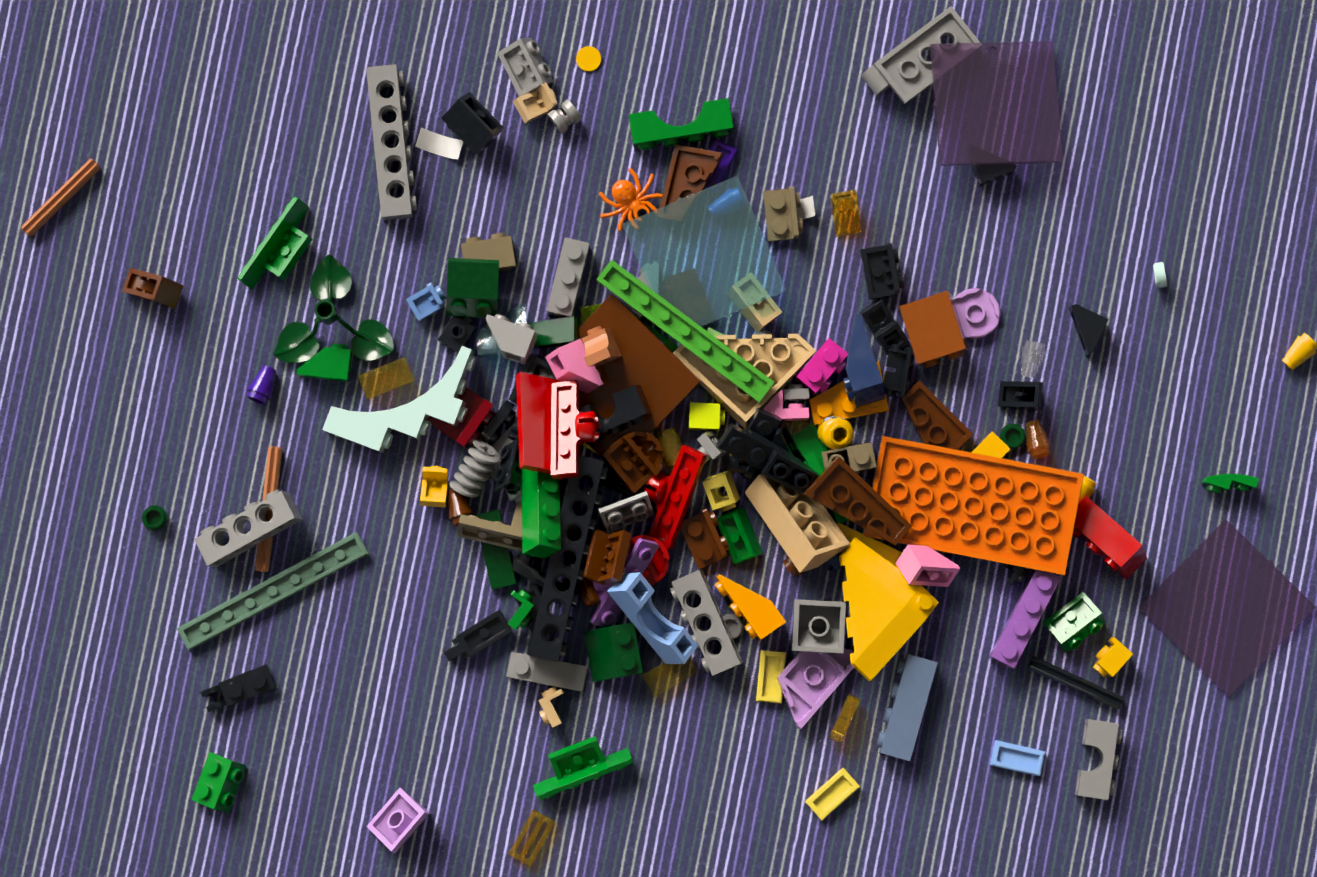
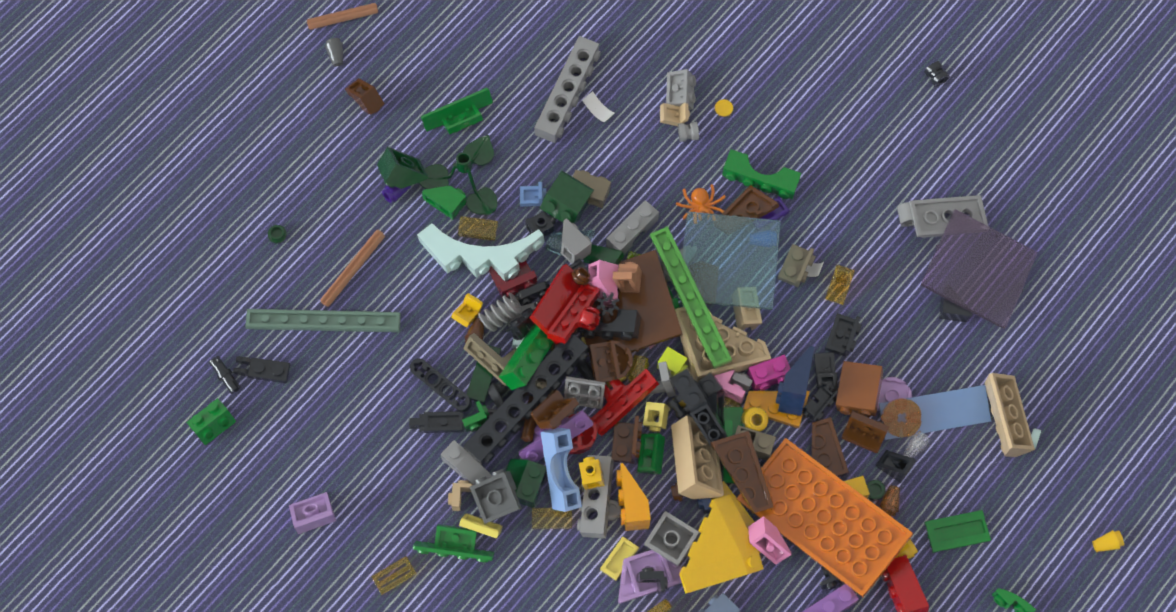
camera: 30 degrees right, 15 degrees down
(81, 250) = (335, 51): none -> dark grey cone
(200, 720) = (224, 374): none -> black pin
(254, 359) = (400, 169): none -> dark green slope
(284, 515) = (340, 274): light grey brick -> none
(455, 592) = (440, 385): none -> black beam
(472, 123) = (626, 103): black brick -> none
(545, 377) = (581, 276): none -> reddish brown plate
(591, 392) = (609, 308): none -> black gear
(596, 688) = (495, 496): none -> dark grey plate
(596, 728) = (476, 524): none -> light yellow tile
(698, 604) = (593, 479): none -> yellow brick
(818, 681) = (648, 575): none -> black bracket
(967, 377) = (865, 432): none -> reddish brown bracket
(1005, 349) = (913, 417): none -> clear orange plate
(1032, 306) = (949, 409): none -> medium blue window
(1088, 326) = (967, 444): black slope -> none
(1119, 265) = (1009, 415): none -> tan slope
(1128, 433) = (957, 531): none -> green piece

